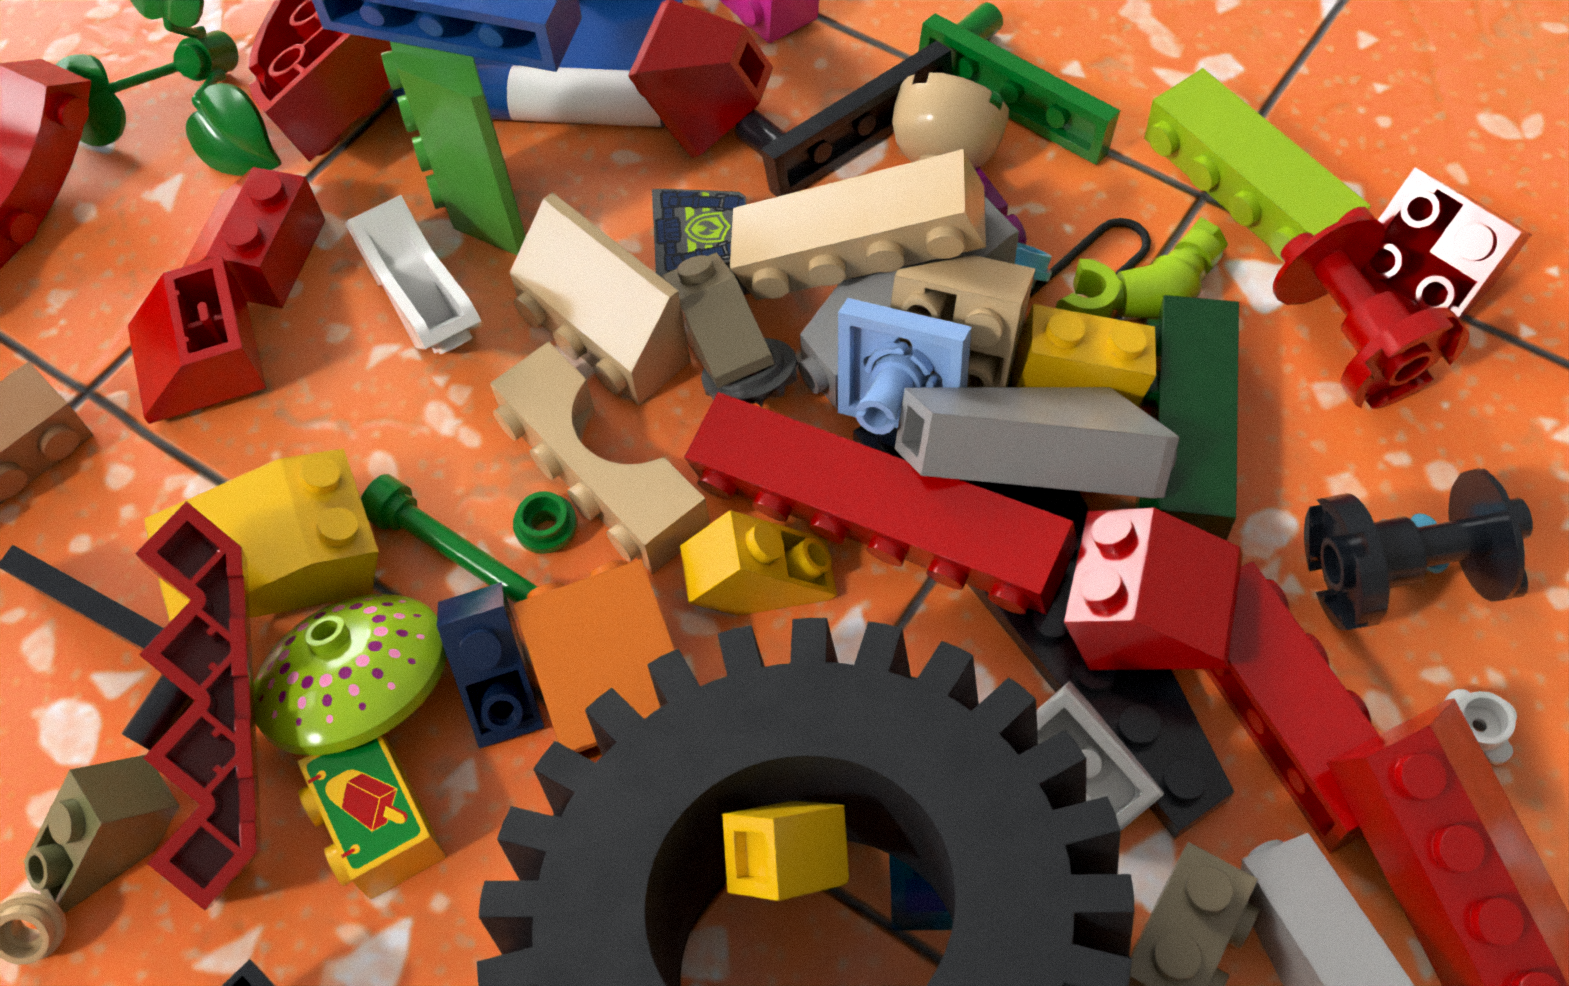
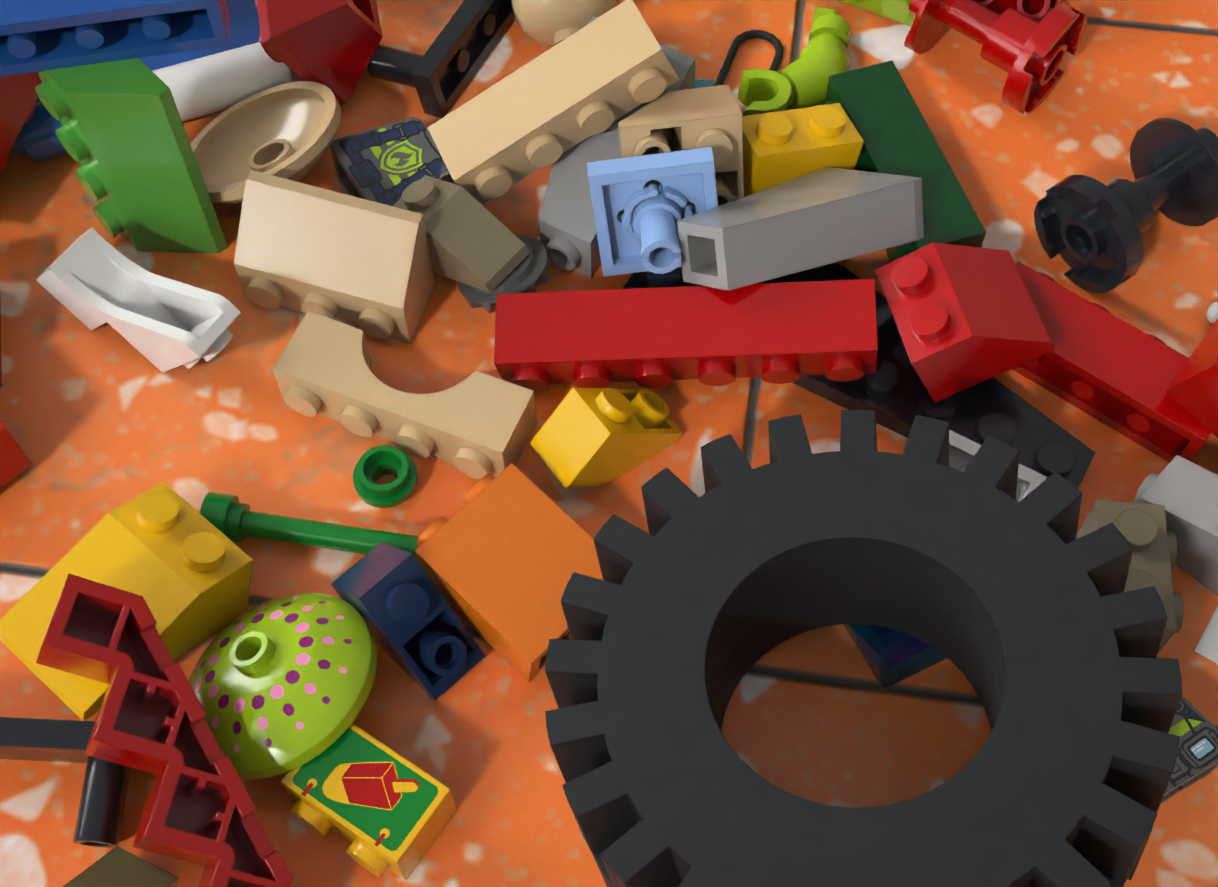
camera: 30 degrees left, 0 degrees up
(598, 166) = (270, 132): none -> tan dish
(785, 849) = (803, 640): yellow panel -> none

